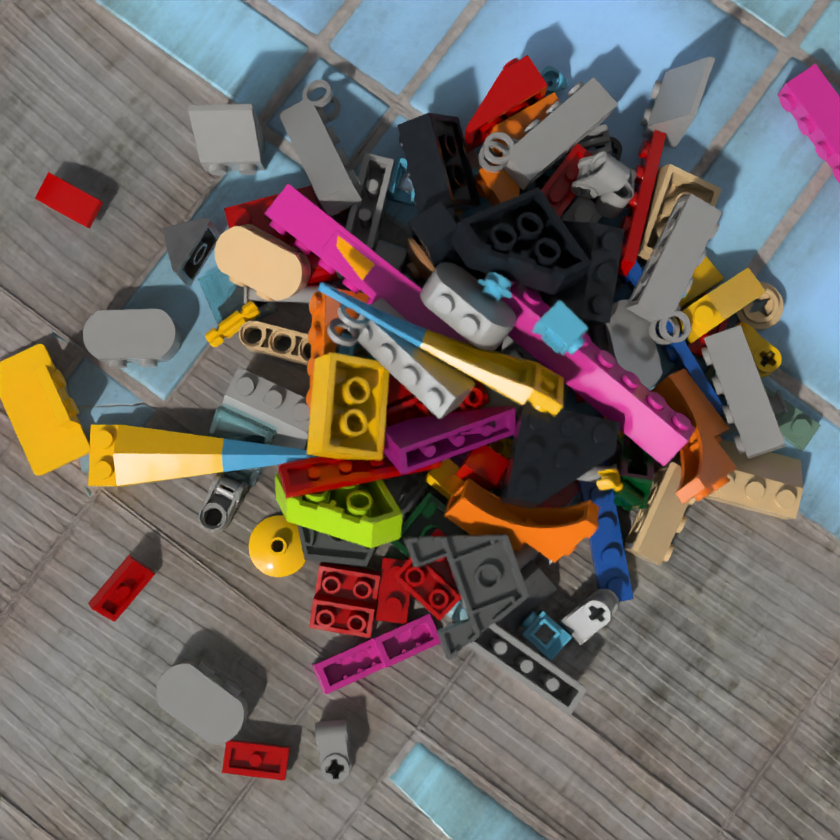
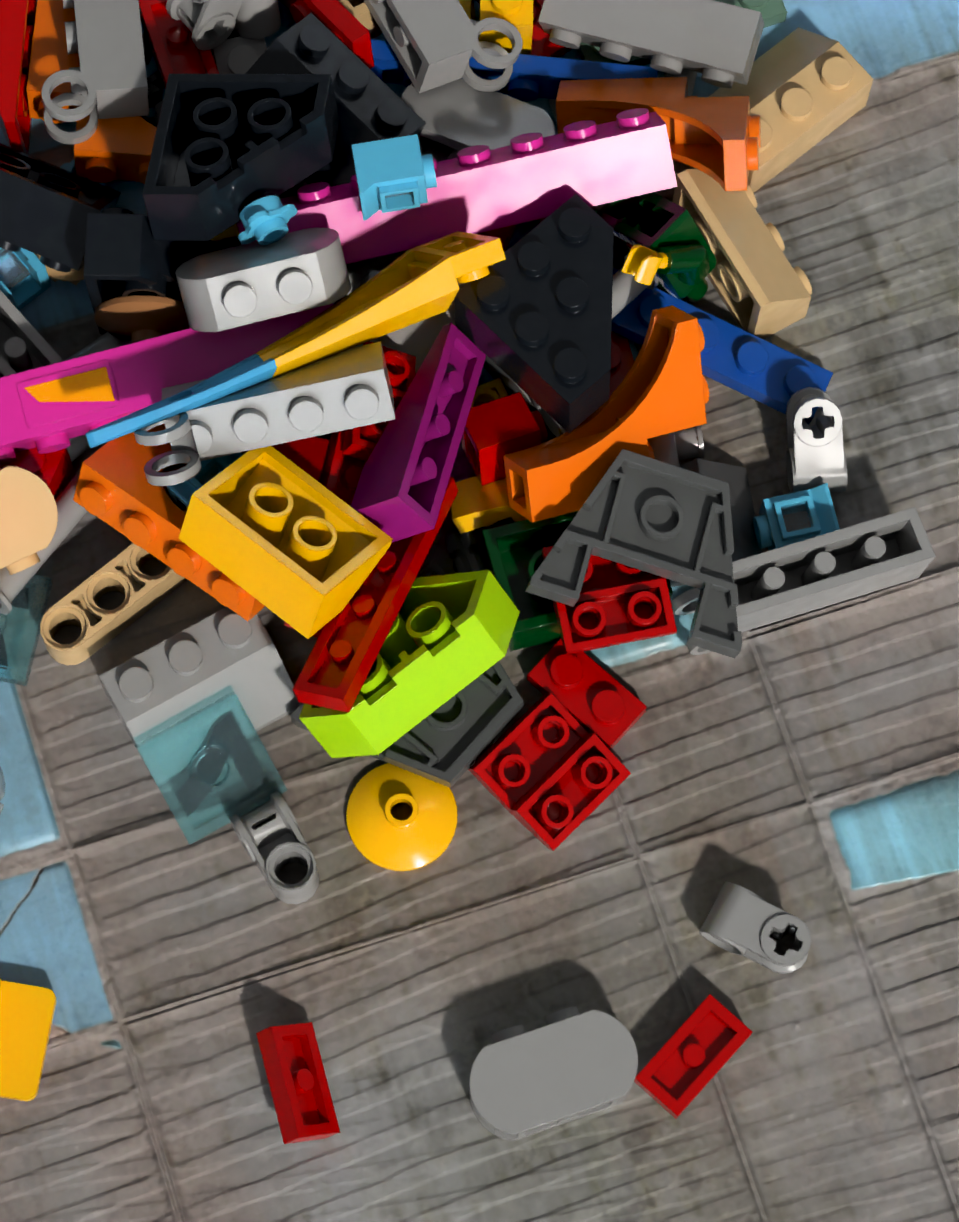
camera: 60 degrees left, 10 degrees down
(142, 455) = (121, 915): yellow plate -> none
(232, 324) = (26, 650): yellow axle -> none
(376, 654) = (659, 783): dark pink slope -> none

